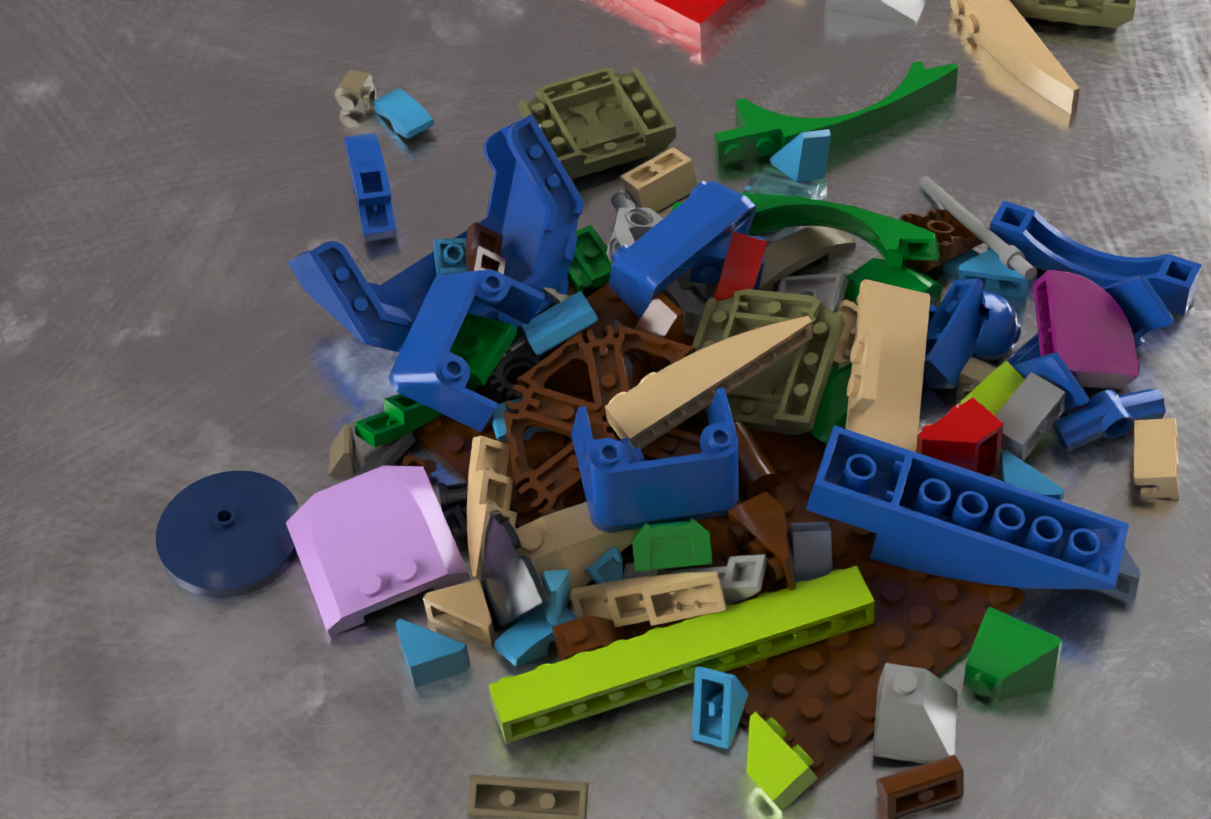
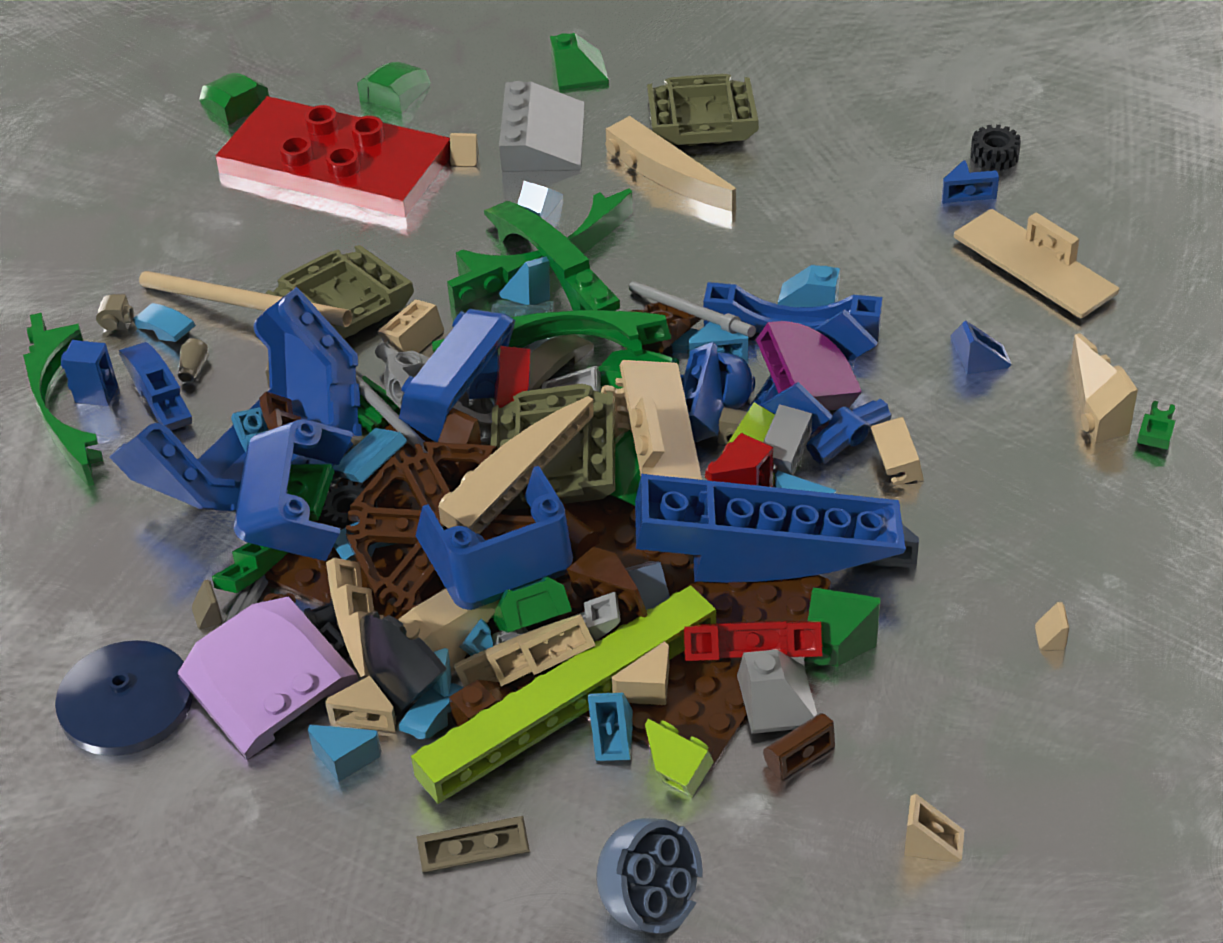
camera: 20 degrees left, 5 degrees down
(273, 126) = (43, 367): none -> green slope
(305, 157) = (89, 372): none -> blue brick
(418, 163) = (192, 358): none -> dark tan cone
(491, 104) = (231, 295): none -> tan piece
(600, 275) = (388, 413): none -> light grey bar
(773, 661) = (646, 678): none -> tan slope
(847, 58) = (539, 199): none -> slope
(854, 149) = (569, 264): none -> green slope
(905, 645) = (735, 638): none -> red slope
(1127, 232) = (811, 287): none -> dark azure slope

